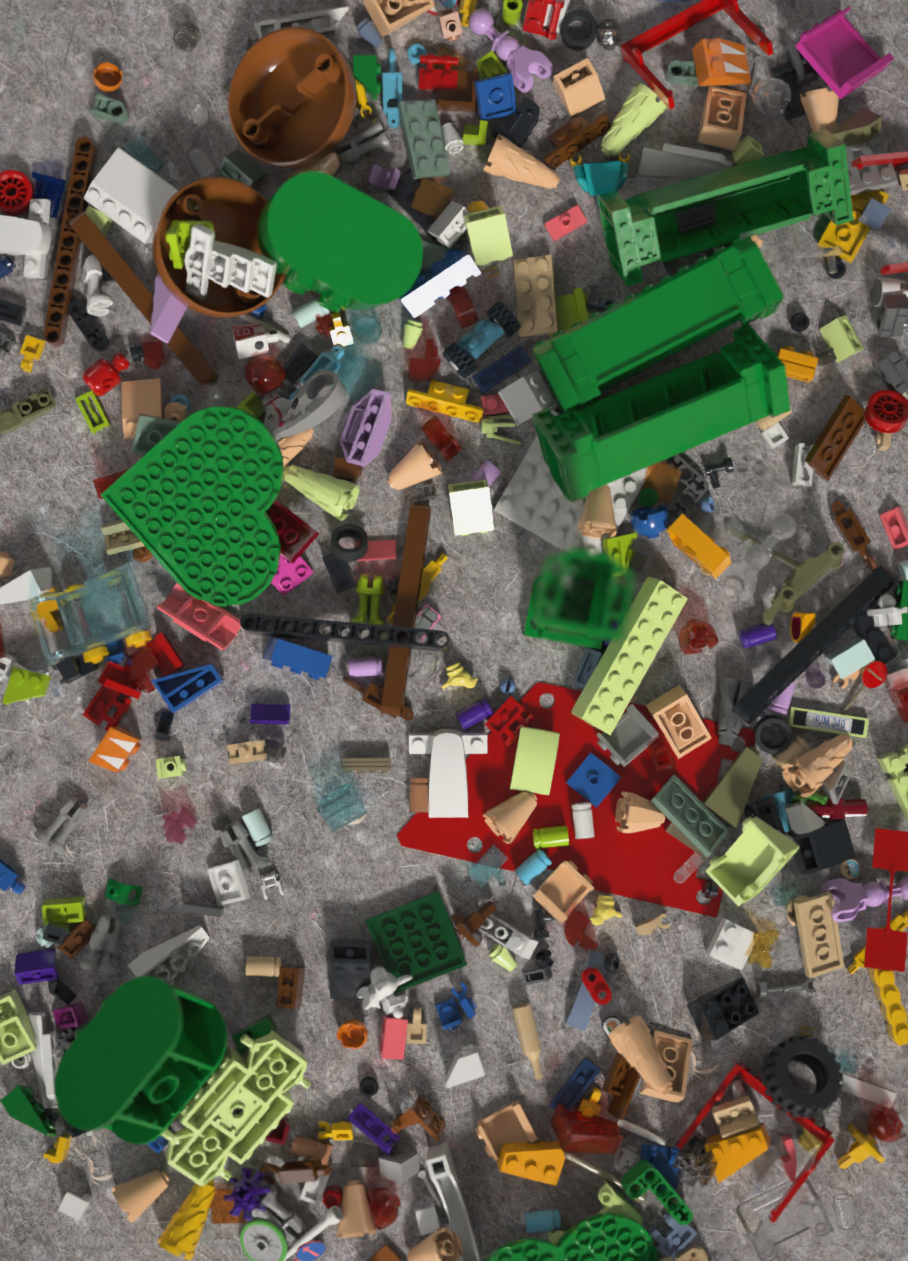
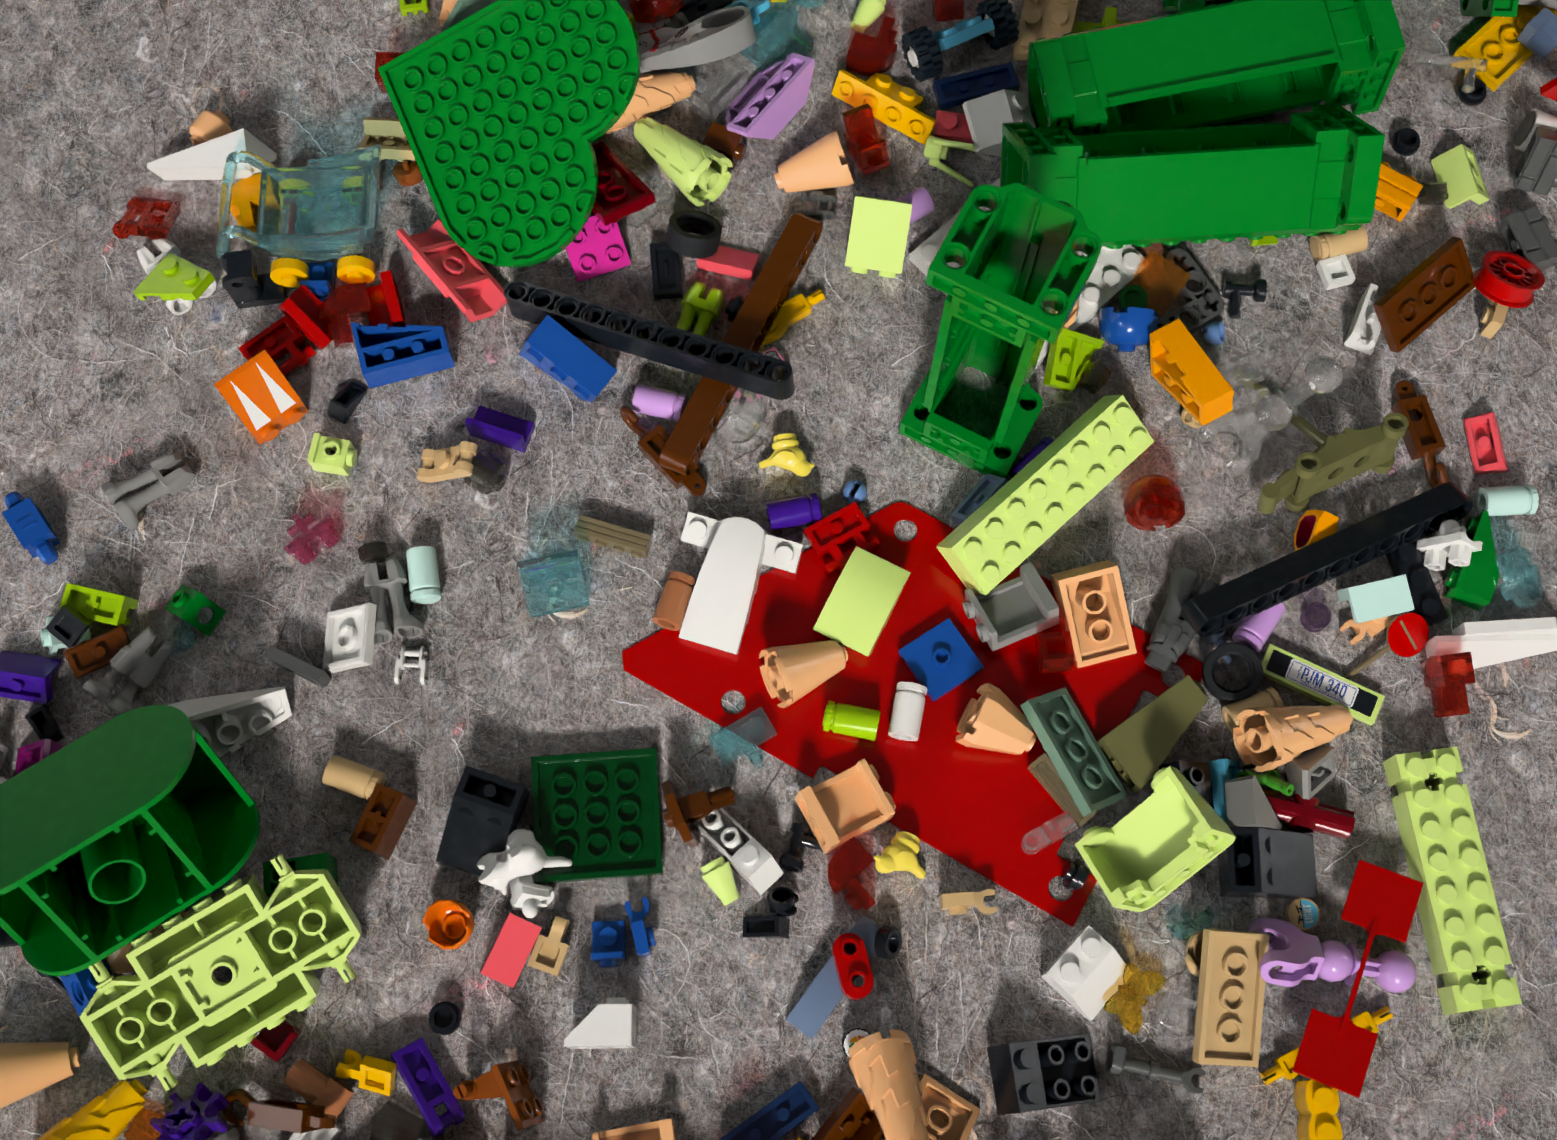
camera: 15 degrees right, 15 degrees down
(528, 1036) = (721, 1017): tan piece -> none
(533, 866) = (811, 756): medium azure piece -> none
(757, 635) = (1244, 526): dark purple piece -> none

